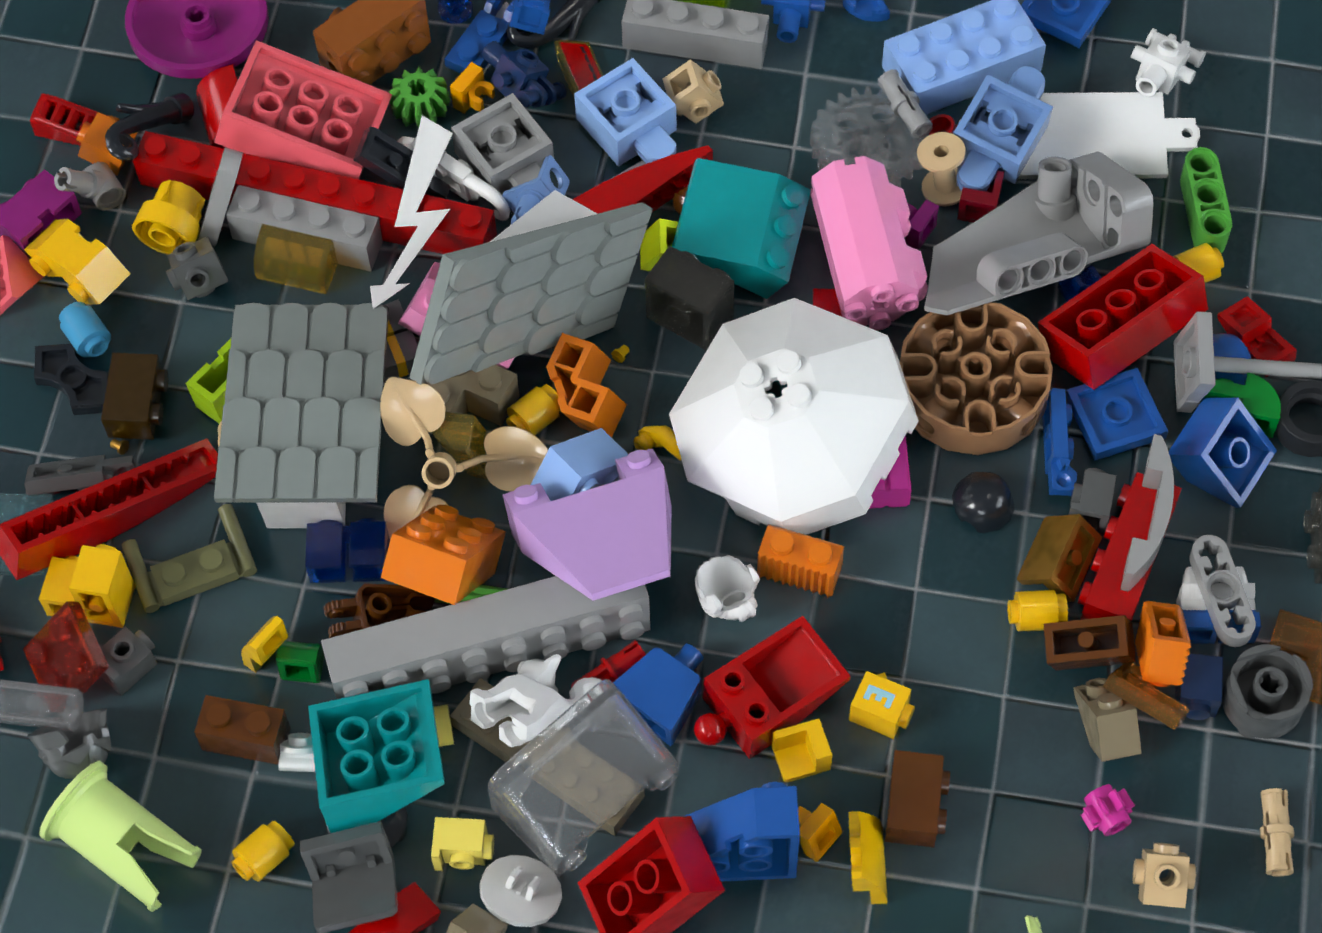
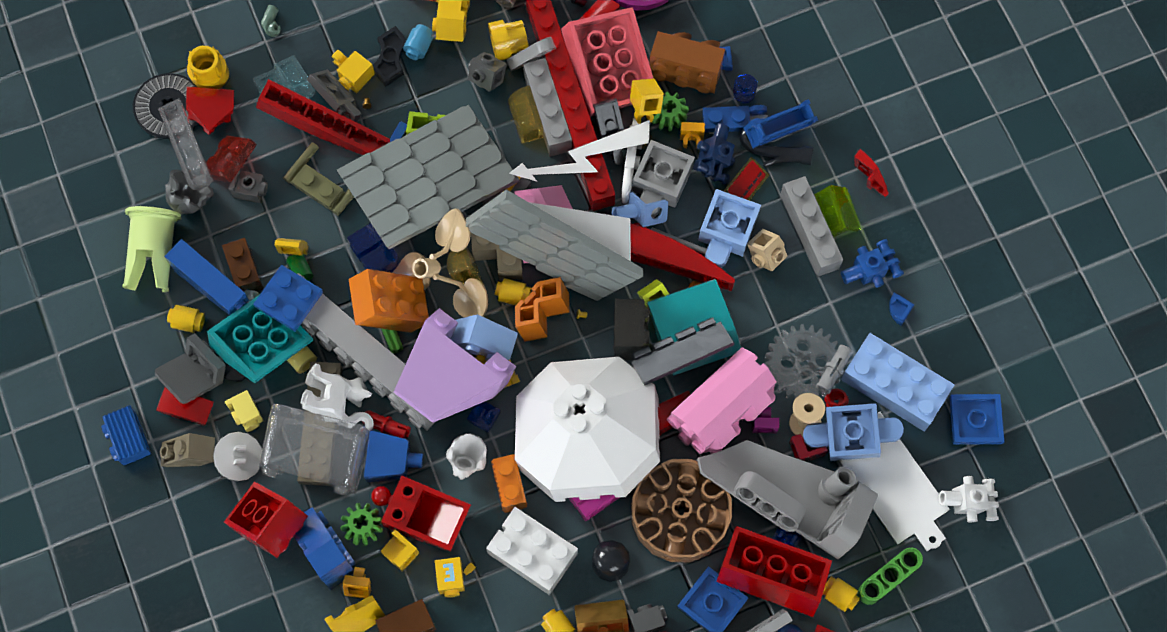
camera: 55 degrees right, 10 degrees up
(60, 430) = (353, 71): none -> yellow brick
(94, 579) = (274, 143): yellow brick -> none
(134, 396) = (393, 91): dark brown brick -> none
(197, 420) = (399, 132): none -> blue tile
(231, 778) = (205, 278): none -> blue slope
(351, 670) = (288, 298): none -> blue plate
(374, 606) = (339, 290): reddish brown hinge -> none
(393, 98) = (646, 98): none -> yellow brick
(657, 437) = (538, 361): yellow arm -> none
(685, 545) = (484, 416): none -> clear blue tile
(729, 763) = (365, 531): none -> bright green gear
(769, 243) = (688, 349): none -> windscreen
(912, 583) = (532, 550): none -> white piece
(1057, 445) = (669, 583): blue hinge -> none

